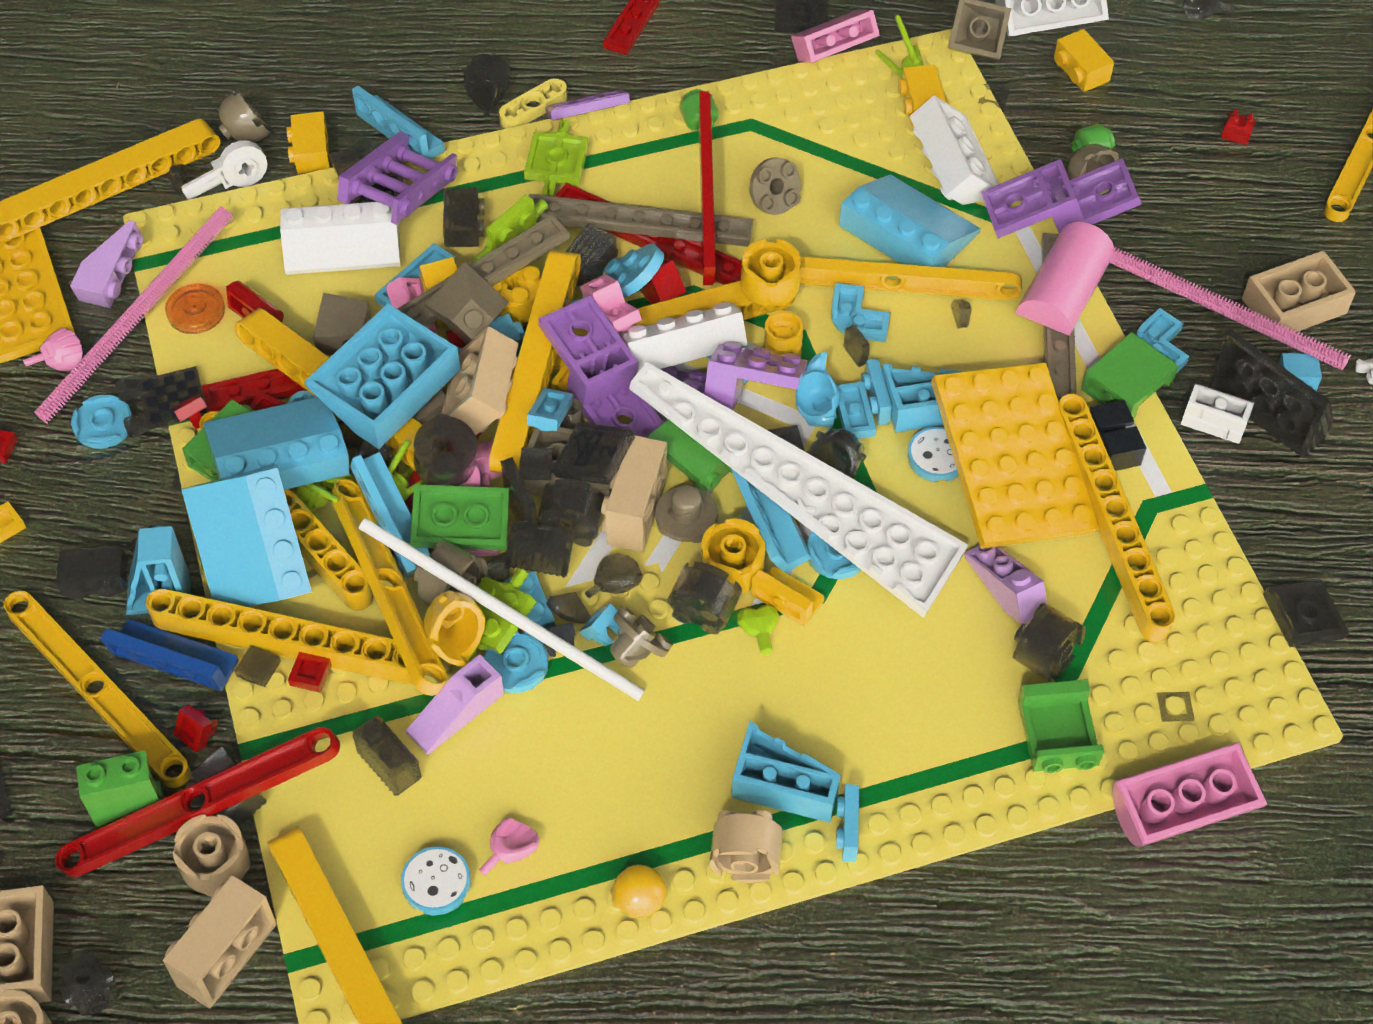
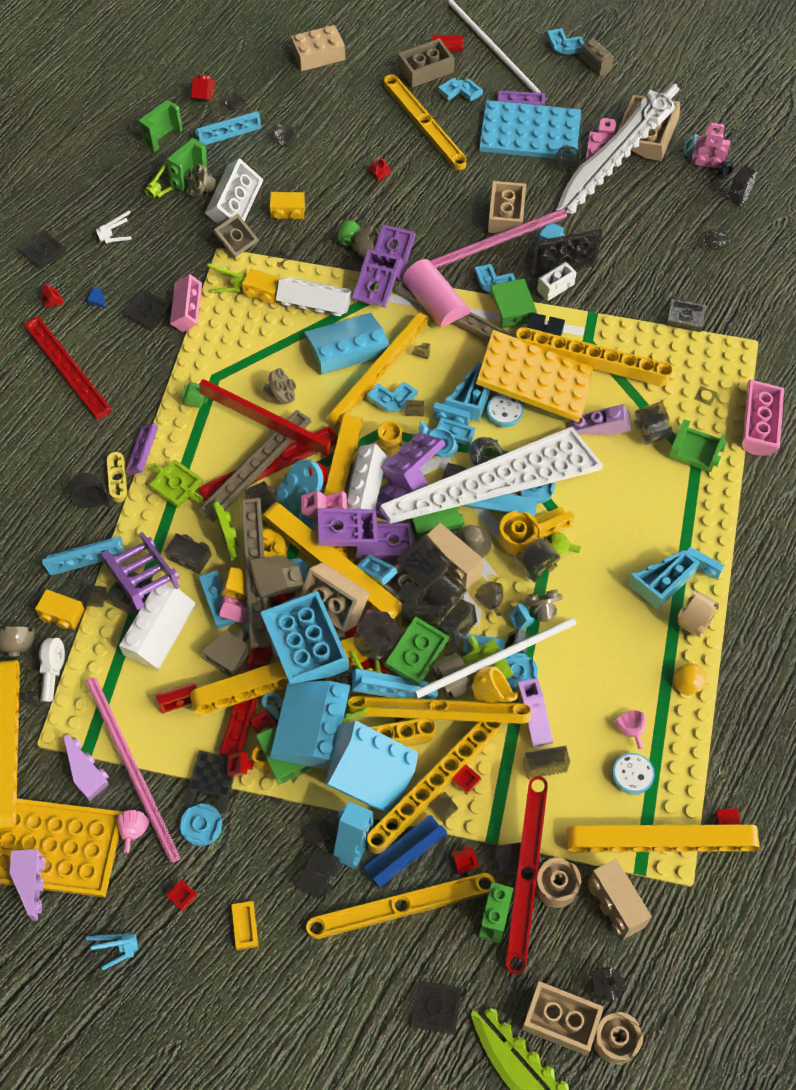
camera: 60 degrees left, 5 degrees up
(195, 308) = (151, 732): clear orange piece -> none
(569, 608) = (500, 628): clear smoke tile -> none
(770, 272) = (352, 417): yellow brick -> none

